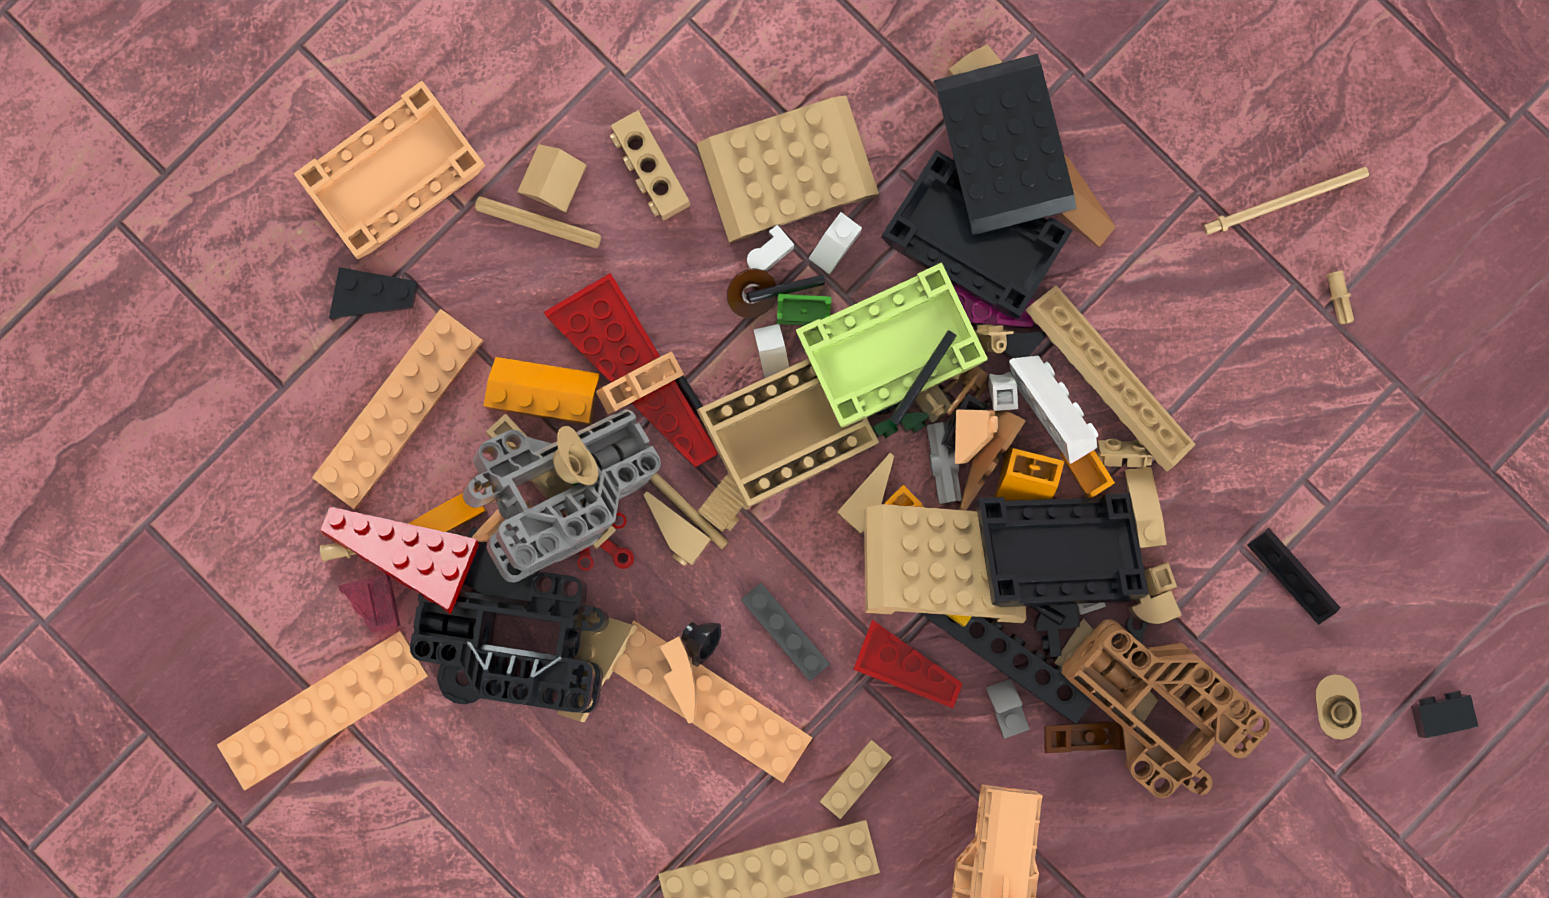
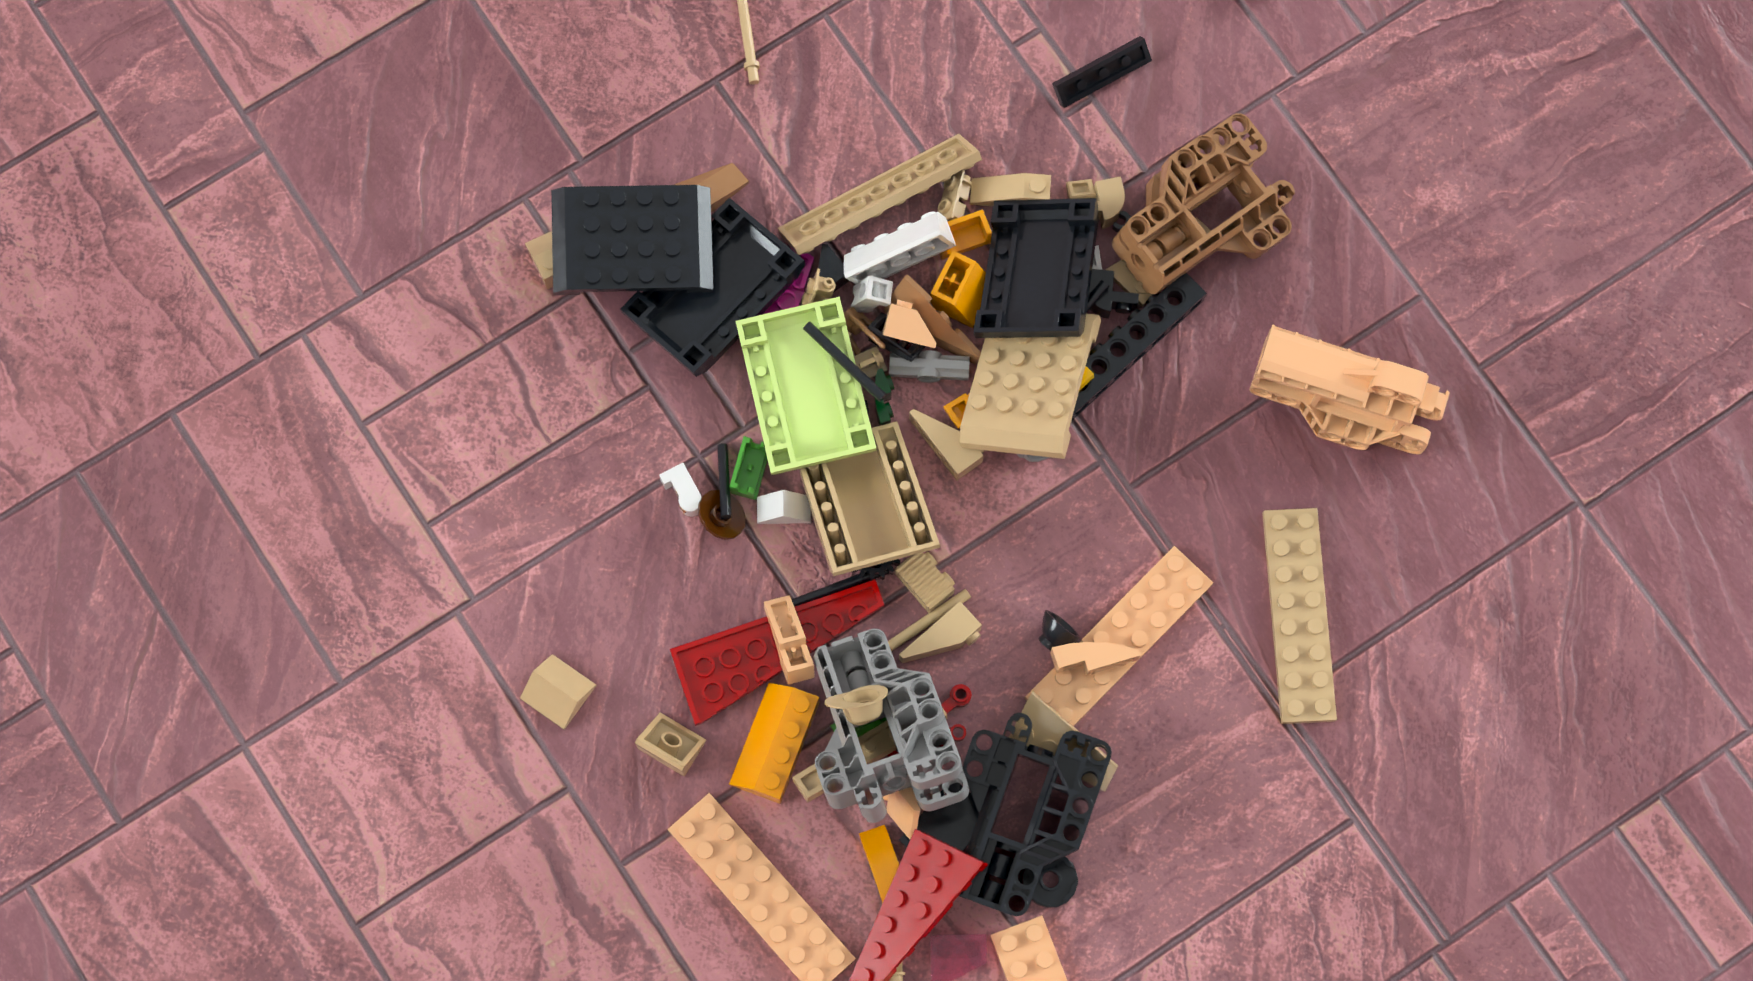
camera: 80 degrees left, 10 degrees down
(369, 293) = (634, 900): black wing -> none
(390, 171) = (512, 851): light nougat slope -> none
(520, 293) = (670, 743): none -> tan slope
(538, 222) = (600, 714): tan axle -> none
(633, 128) = (527, 593): tan brick -> none
(785, 631) = (1064, 552): dark grey plate -> none
(787, 168) = (603, 458): tan slope -> none
(835, 243) = (689, 424): white slope -> none
(855, 779) = (1221, 513): tan plate -> none
(900, 665) = (1115, 452): red wing -> none
(1007, 708) = (1178, 356): light grey slope -> none
(1083, 737) = (1220, 287): reddish brown slope -> none
(1338, 706) = (1233, 56): tan piece -> none

